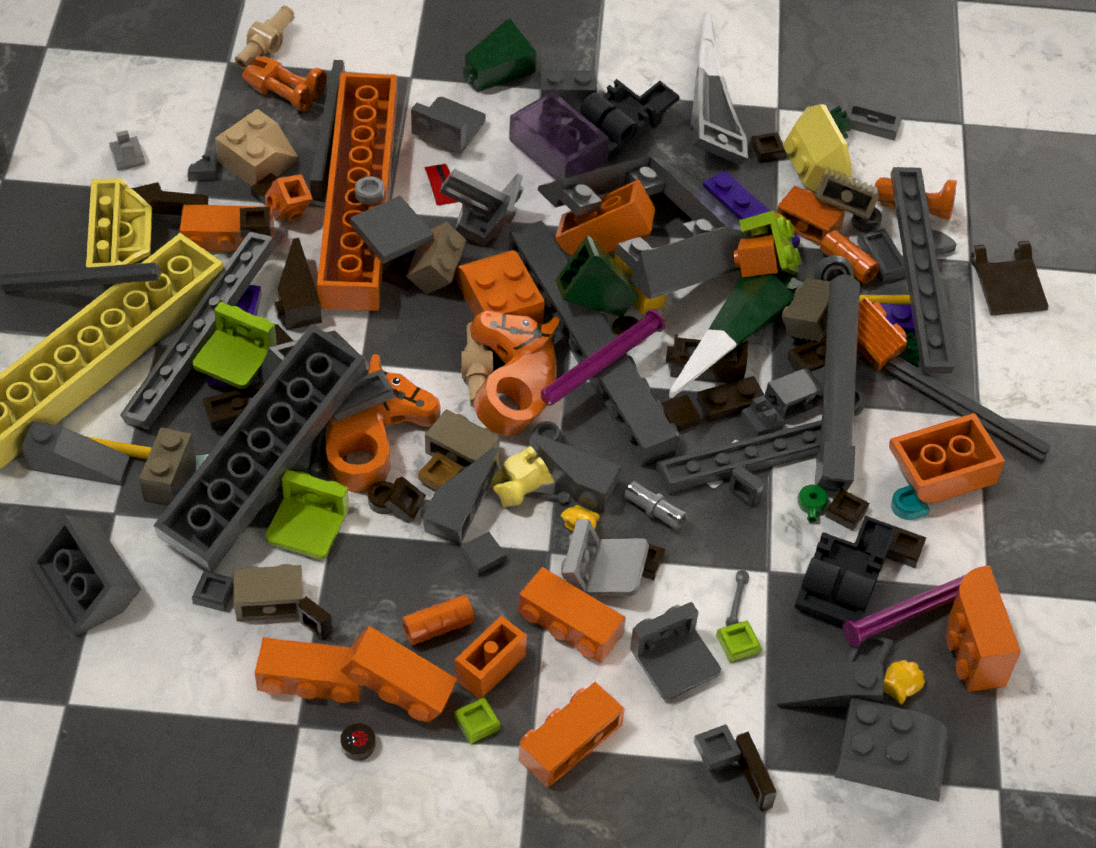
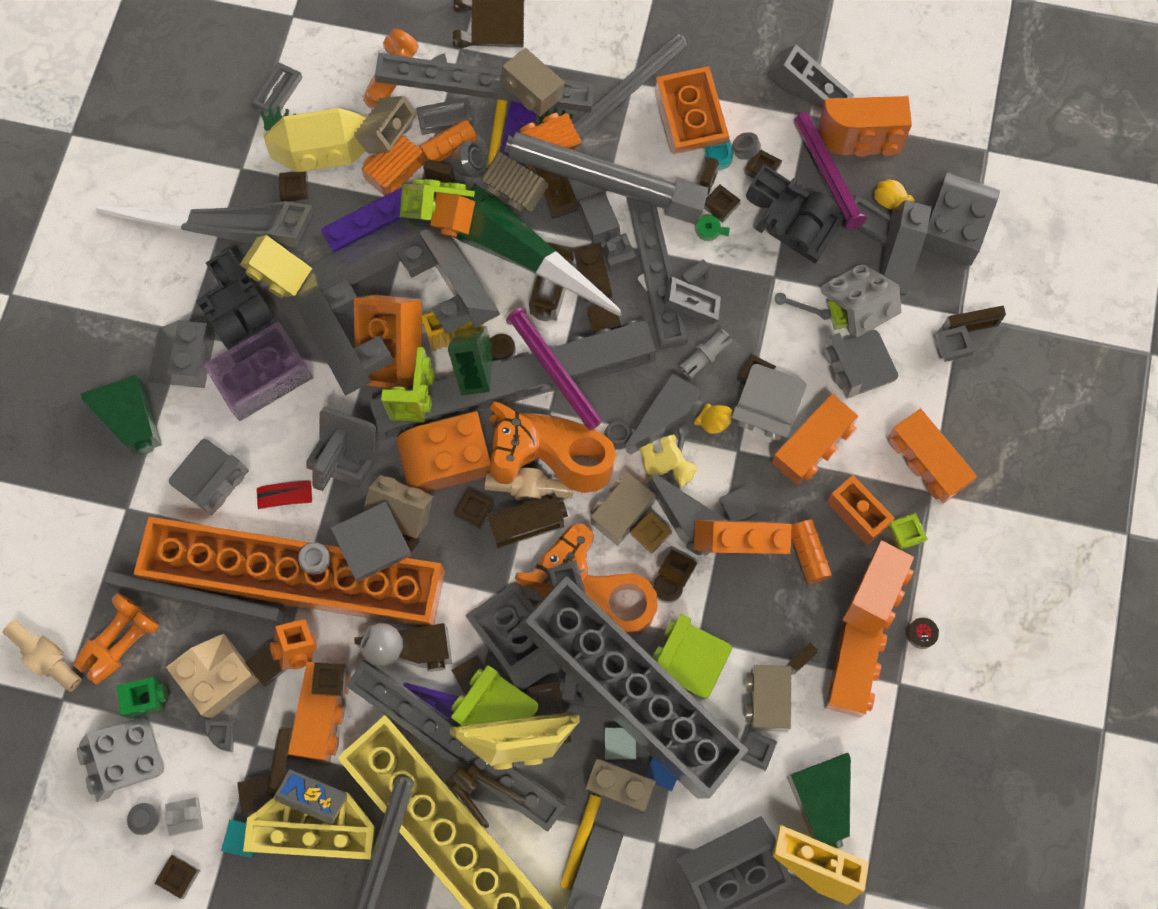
camera: 75 degrees left, 20 degrees up
(73, 156) = (177, 876): none -> dark brown tile
(89, 634) = (821, 866): none -> yellow slope
(123, 122) = (143, 819): none -> dark grey plate
(142, 218) = (310, 797): none -> tile
(161, 650) = (825, 799): none -> dark green slope
(162, 332) = (463, 784): none -> dark brown plant
(177, 100) = (119, 757): none -> bracket
(204, 359) = (517, 739): none -> light yellow wedge
(232, 110) = (132, 694): none -> green brick
(289, 248) = (381, 644): none -> light grey piece
(438, 365) = (527, 520): none -> dark brown window
(439, 537) = (742, 537): none -> orange brick
(447, 327) = (473, 508): none -> dark brown tile
(551, 239) = (411, 405): none -> lime bracket
(668, 132) = (275, 267): none -> light yellow brick
(713, 482) = (692, 300): none -> plate
(754, 651) = (866, 297): none -> light grey bracket
(811, 253) = (438, 171): none -> dark brown tile
(874, 488) = (709, 174): none -> dark brown tile
(925, 524) = (746, 146): none -> dark grey tile
(928, 298) = (532, 82): none -> dark tan brick
(1029, 579) = (805, 77): none -> dark grey slope

